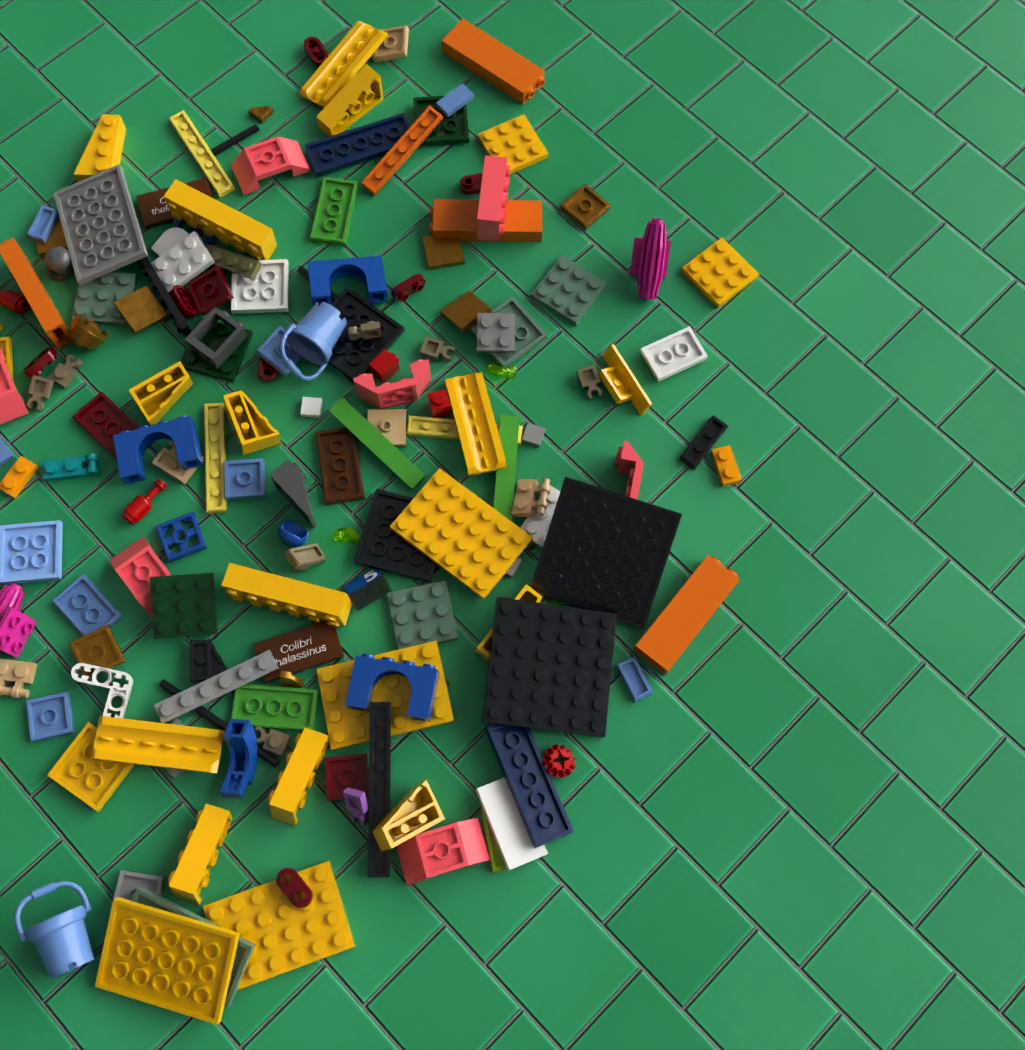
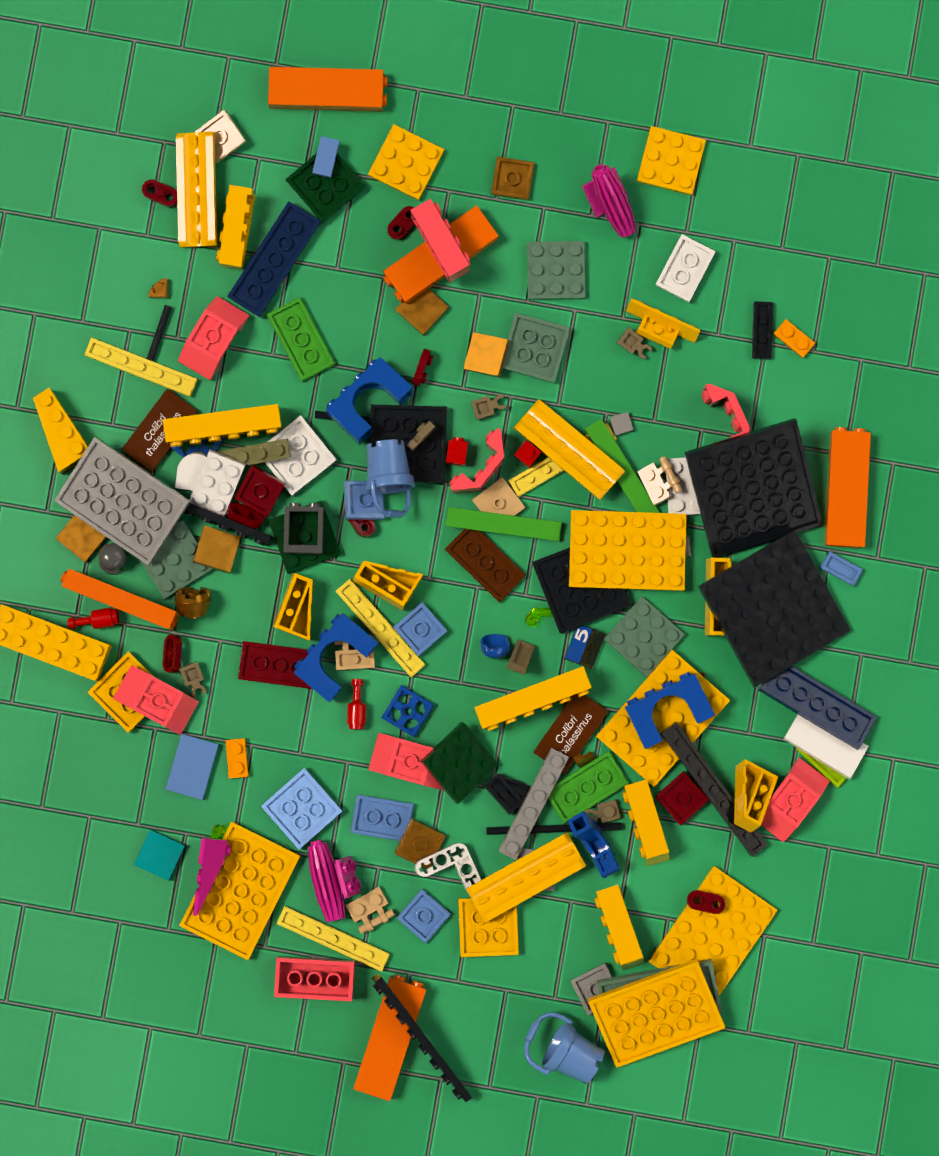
camera: 30 degrees left, 15 degrees up
(43, 224) = (67, 533): medium blue tile -> none
(64, 374) = (198, 649): dark tan plate -> none
(69, 468) = (272, 721): teal plate -> none
(291, 485) = (468, 609): dark grey slope -> none
(311, 407) = (423, 530): white tile -> none
(357, 803) = (706, 811): medium lavender plate -> none
(402, 150) = (317, 240): orange tile -> none
(495, 332) = (529, 358): light grey plate -> none
(508, 372) = (555, 387): clear neon green arm -> none
(555, 768) = (830, 681): red gear -> none

